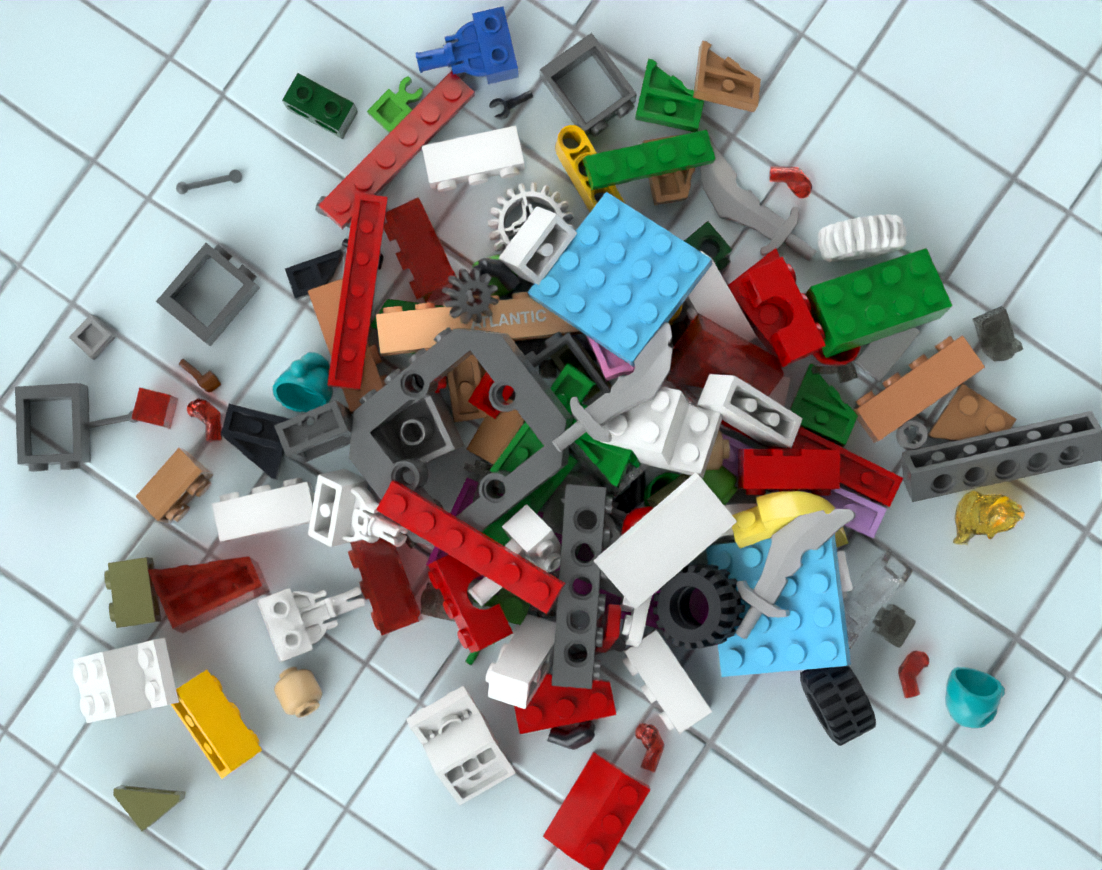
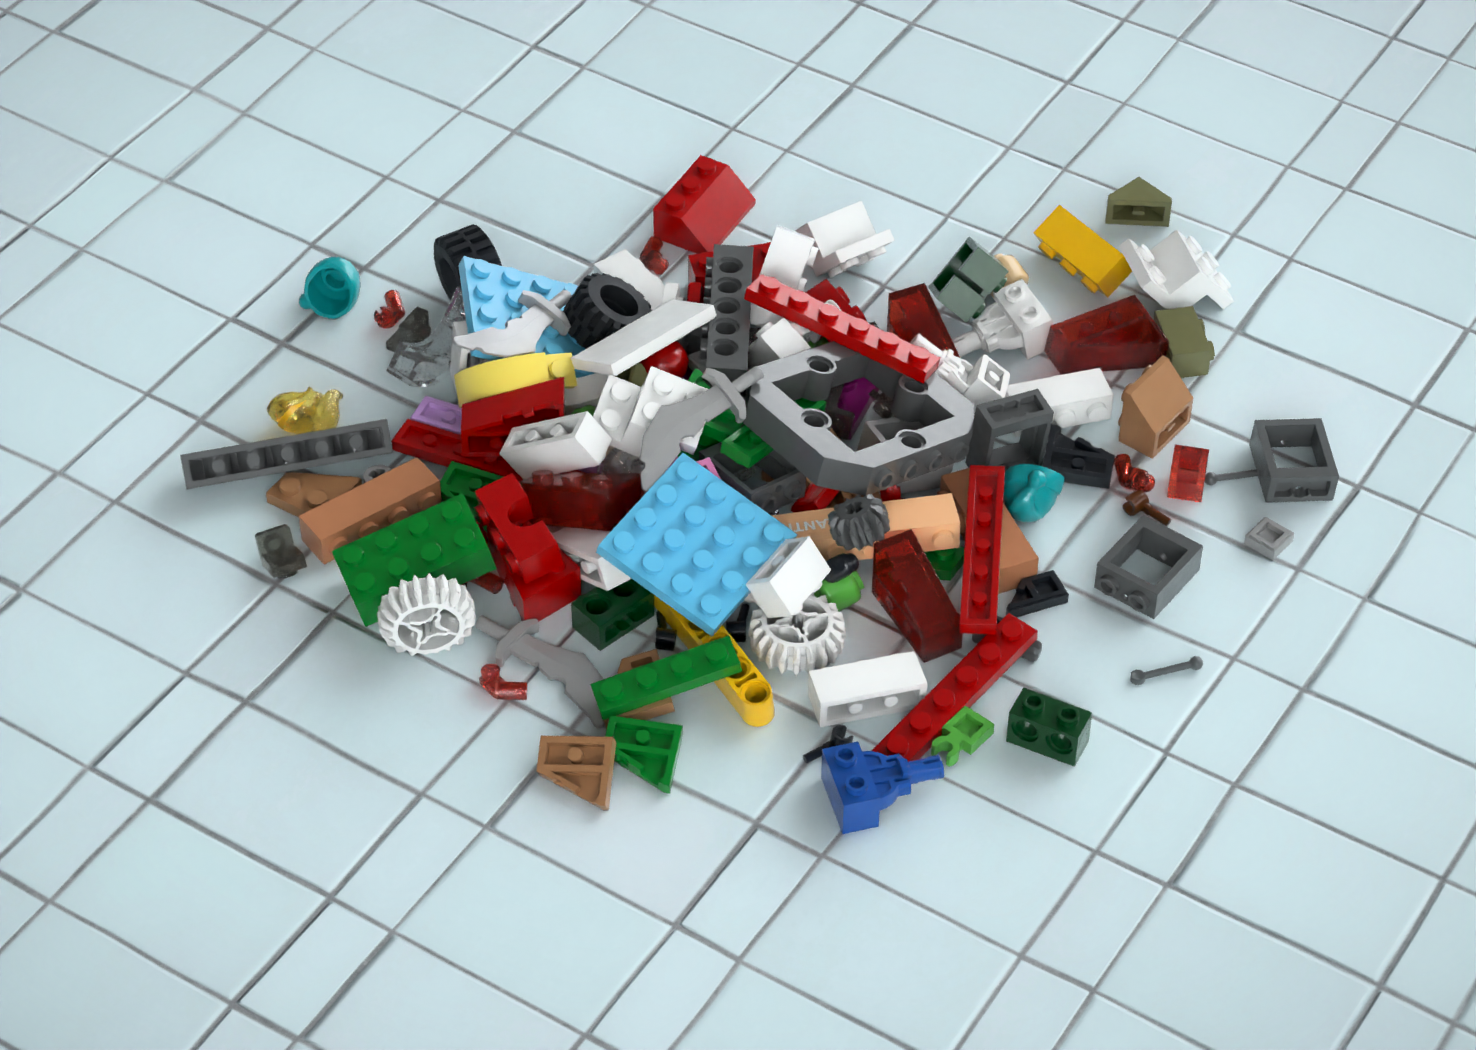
camera: 175 degrees right, 40 degrees down
(336, 657) = (968, 280): none -> piece
(572, 58) = (754, 782): dark grey window -> none

